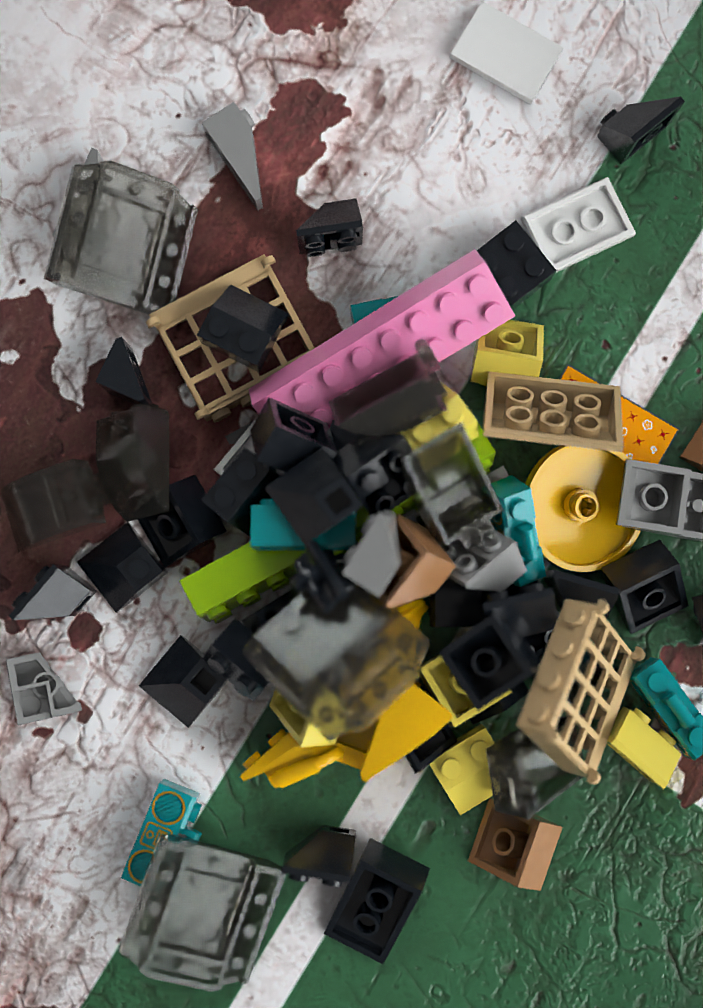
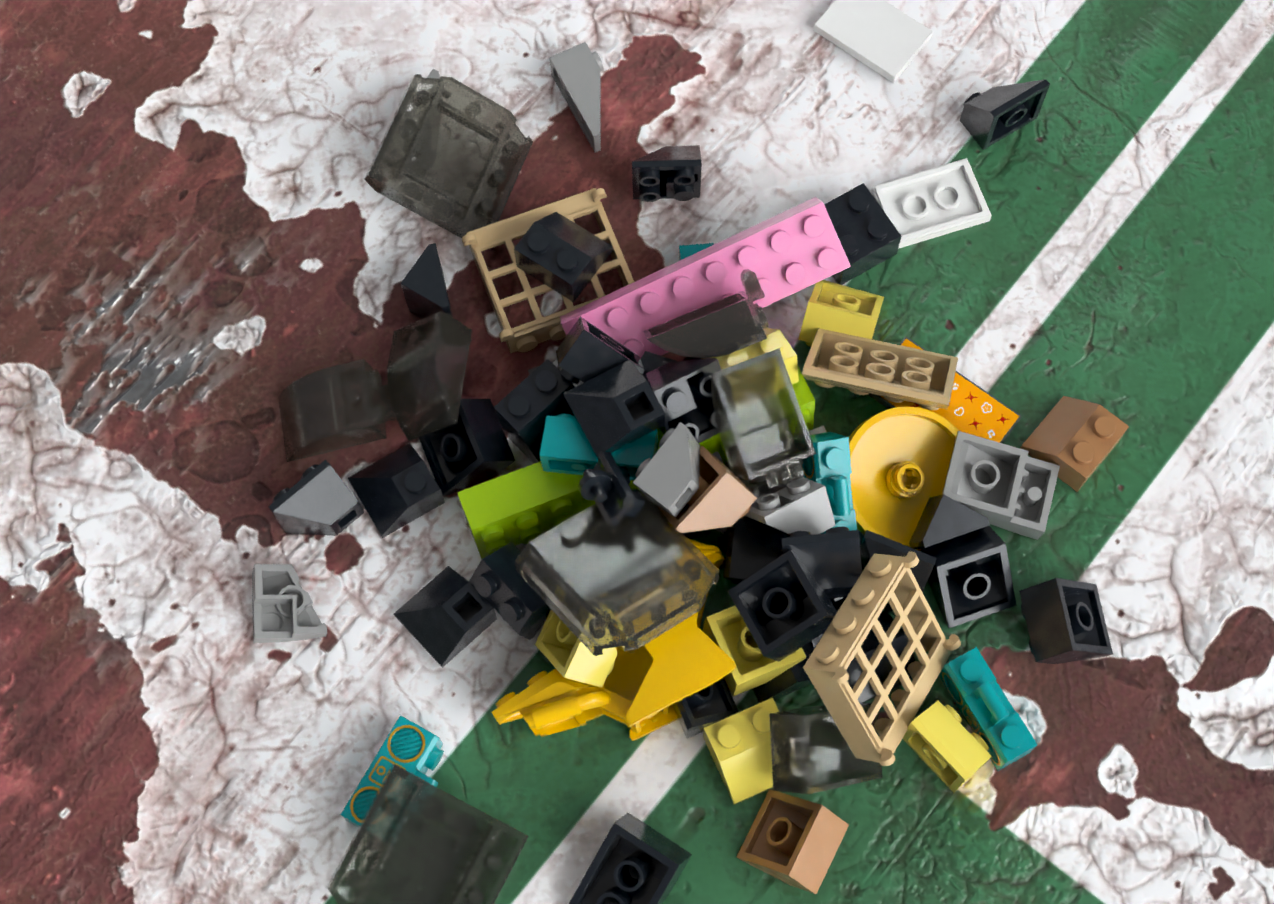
camera: 10 degrees right, 15 degrees down
(322, 855) = (572, 818): black slope -> none
(619, 547) = (944, 520): none -> black slope

